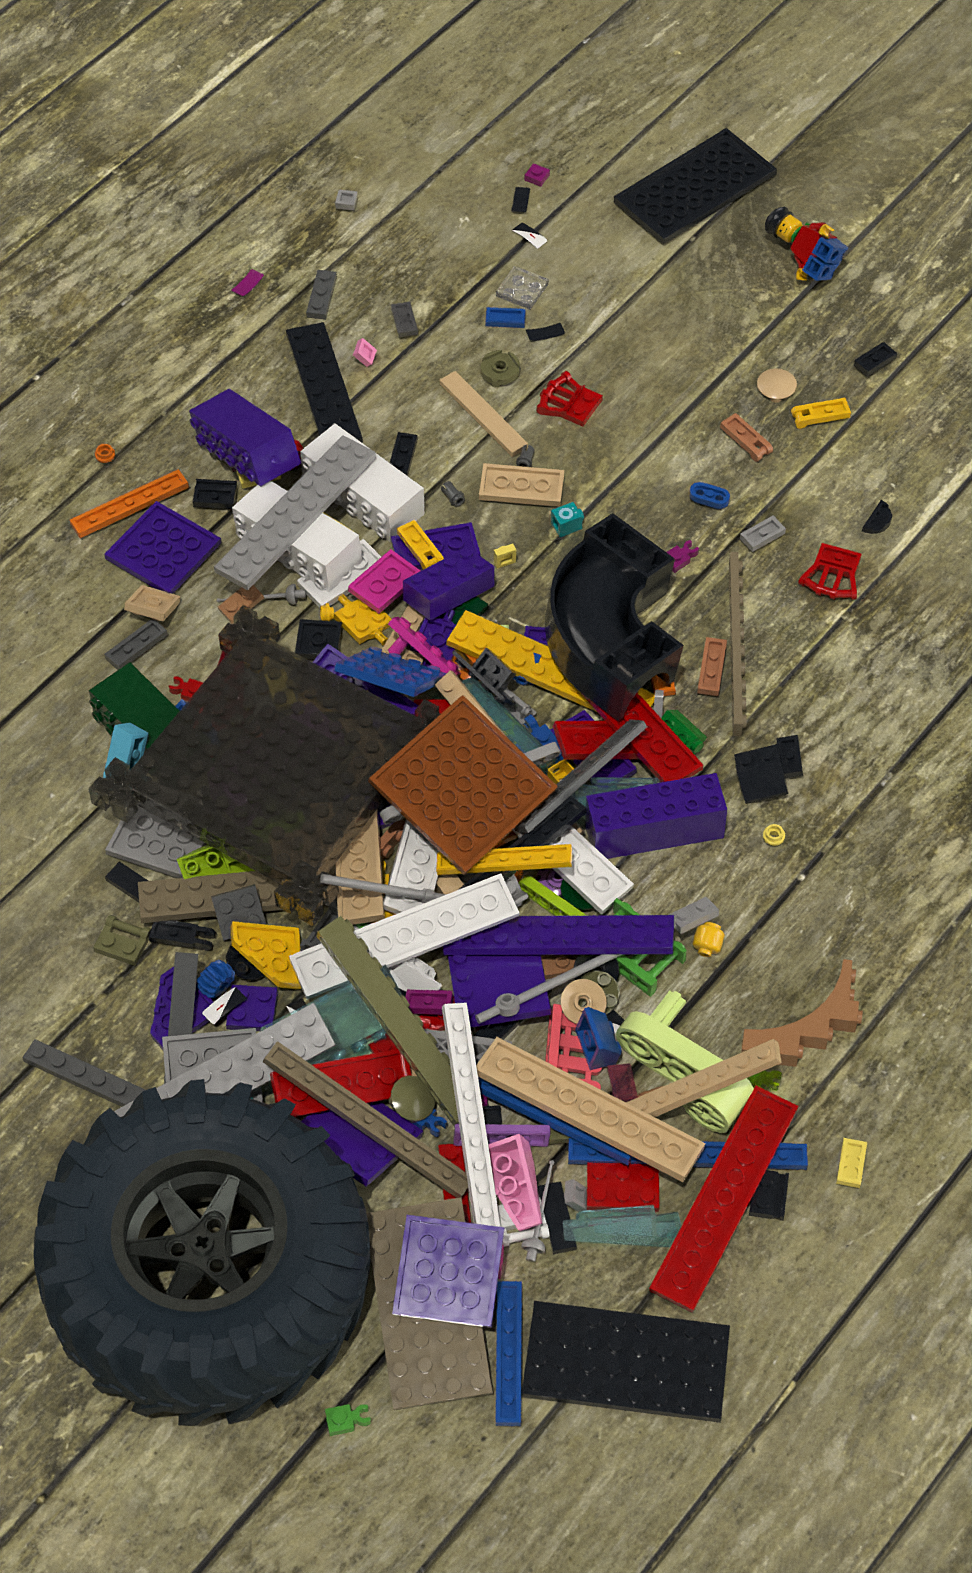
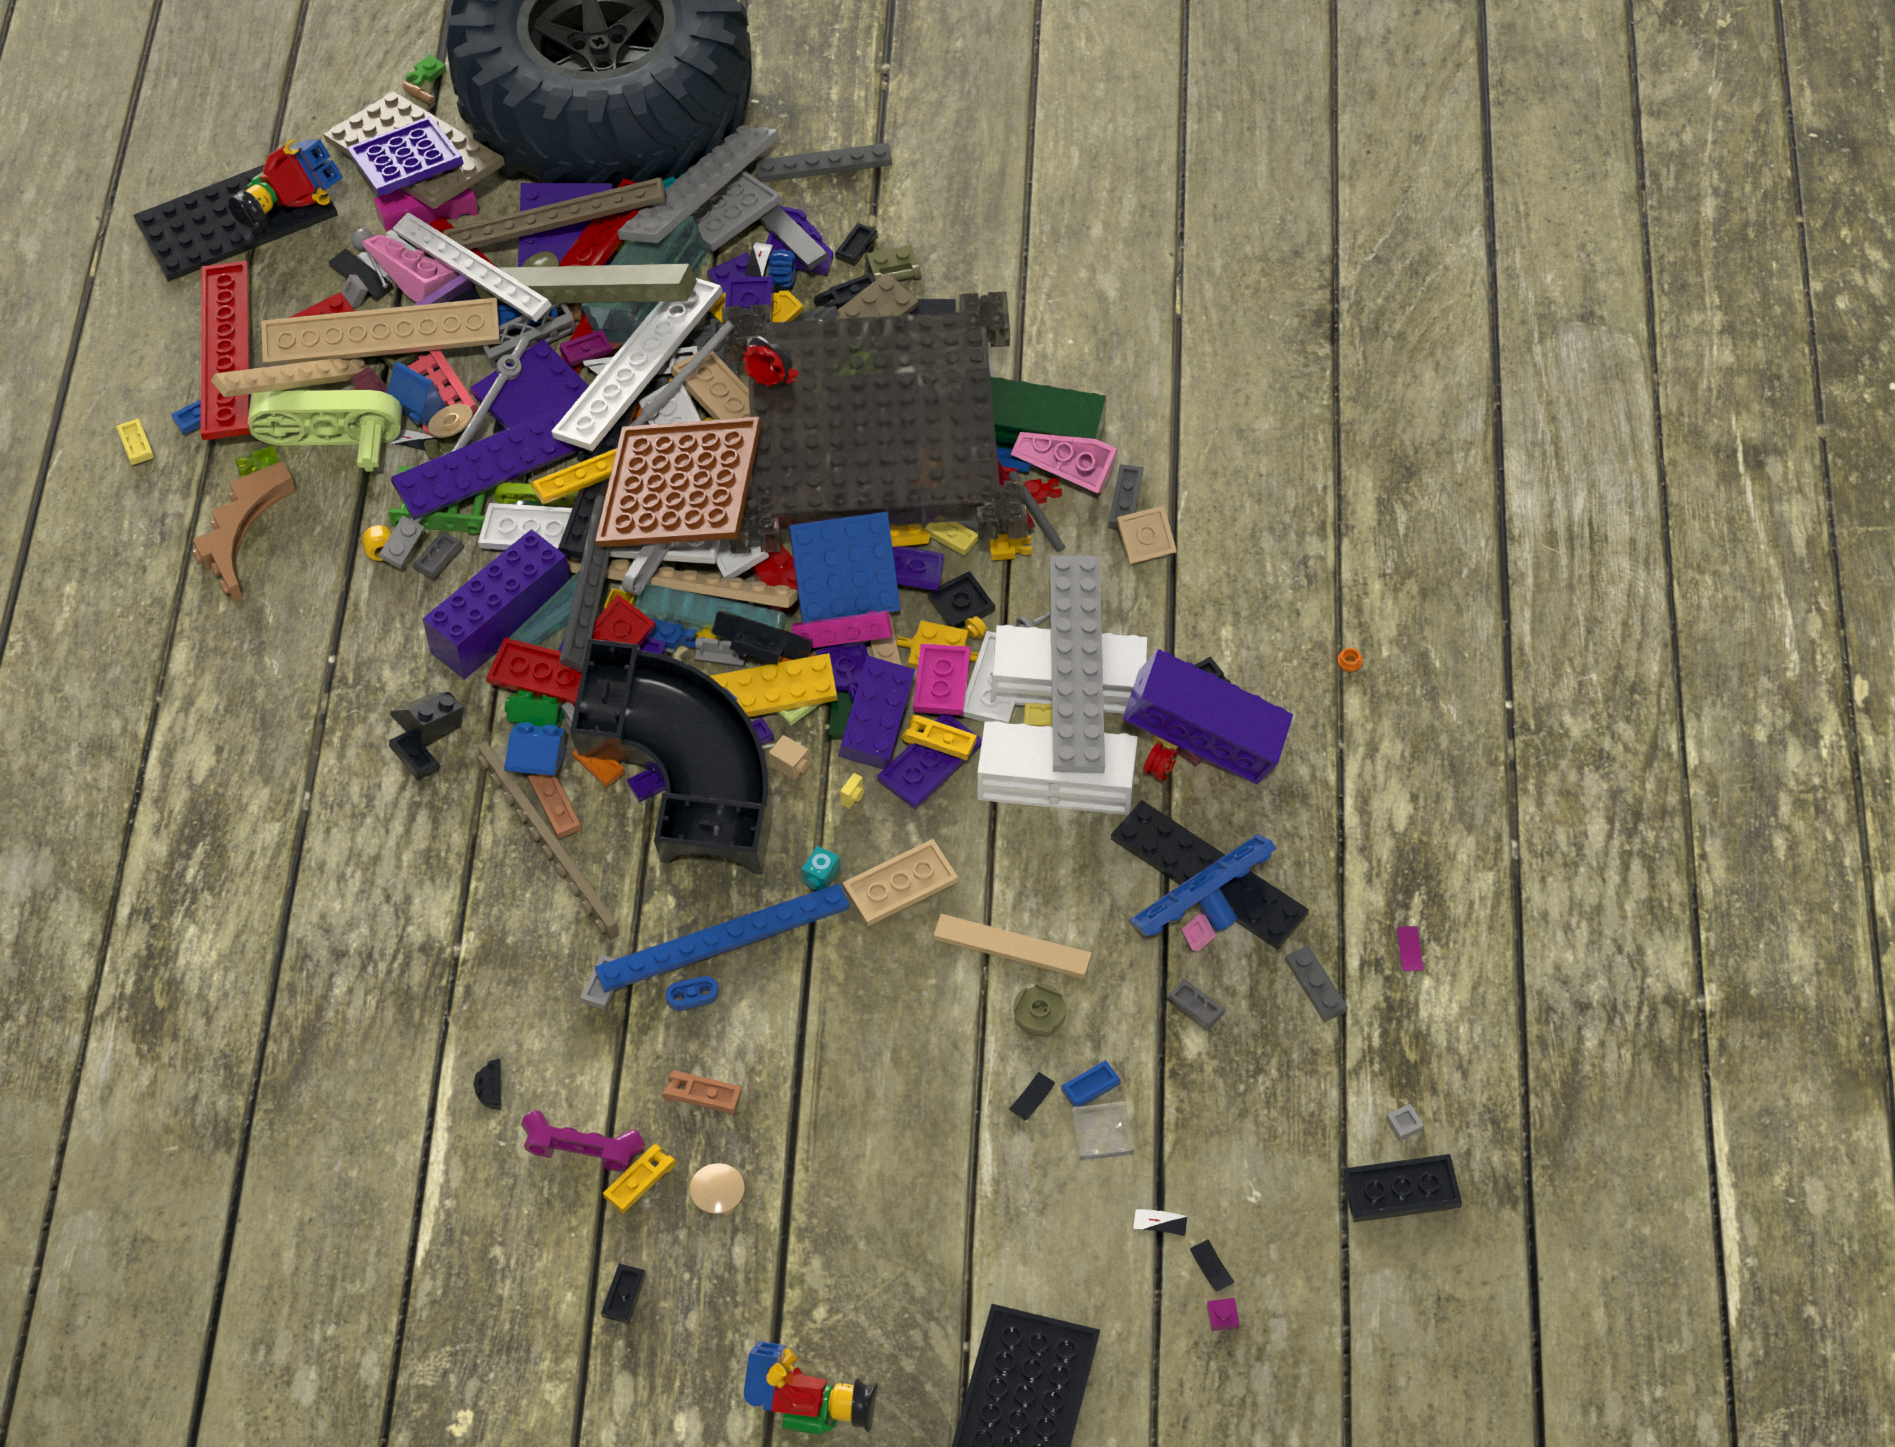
camera: 145 degrees right, 0 degrees up
(127, 744) = (1021, 368): medium azure brick -> none
(129, 503) = (1271, 623): orange plate -> none
(132, 981) = (856, 244): none -> black tile
(156, 670) = (1073, 458): none -> bright pink wedge
(163, 548) = (1193, 599): dark purple plate -> none
(209, 659) = (1039, 515): none -> dark grey bar
(269, 950) = (750, 291): none -> dark purple plate
(323, 815) = (768, 363): none -> red hair
(365, 359) = (1205, 890): none -> blue plate
(371, 1396) = (418, 93): none -> medium nougat piece
(381, 172) = (1401, 1188): none -> black plate
(403, 451) = (1052, 841): black tile -> none
(456, 497) = (963, 830): dark grey pin -> none
(508, 1353) = (347, 188): blue plate -> none
(525, 456) = (922, 917): dark grey pin -> none
(528, 601) = (789, 757): none -> tan brick
(574, 1326) = (288, 180): none -> piece
(580, 405) = (916, 1023): red plate -> none
(624, 1226) = (301, 294): clear light blue wedge -> none
(667, 903) = (438, 555): none -> flat silver plate
(668, 514) = (721, 938): none -> blue plate
(682, 555) = (675, 905): magenta plate -> none
(704, 696) = (535, 749): none -> blue slope
(770, 1196) = (188, 382): black plate -> none
(774, 829) = (378, 670): light yellow plate -> none
(827, 431) = (614, 1152): none -> magenta plate
(836, 561) = (499, 996): red plate -> none

